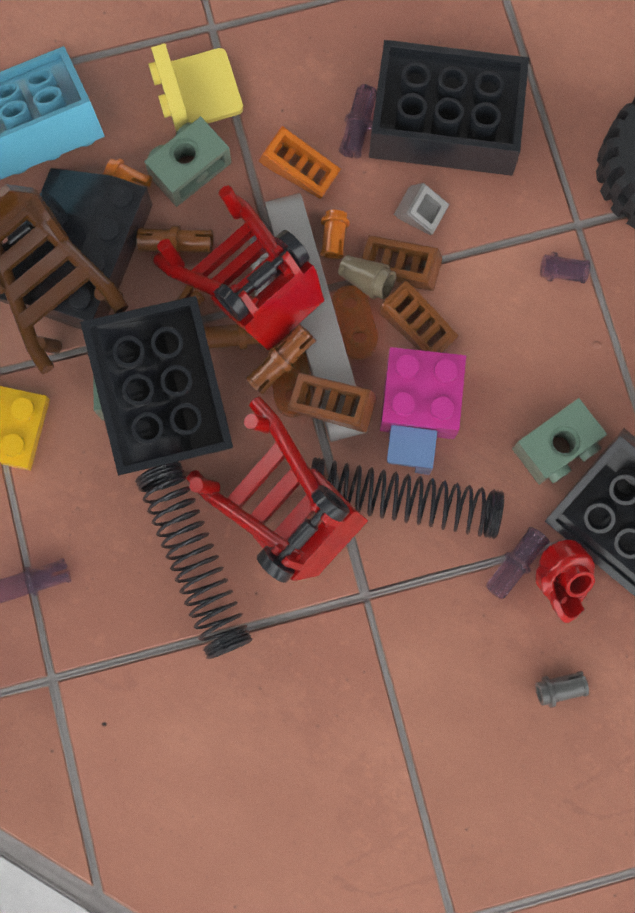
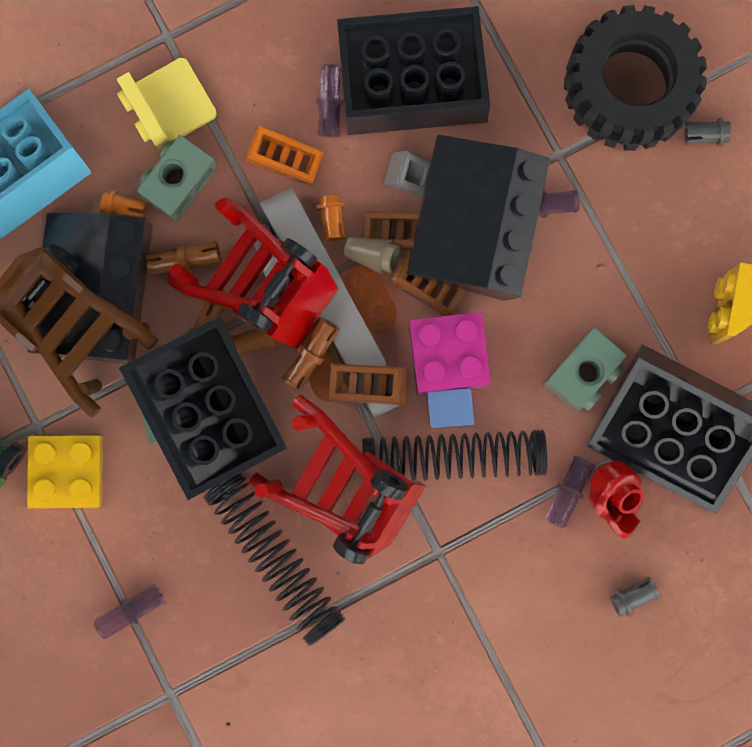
camera: 10 degrees left, 5 degrees up
(483, 262) = (478, 216): none -> black slope

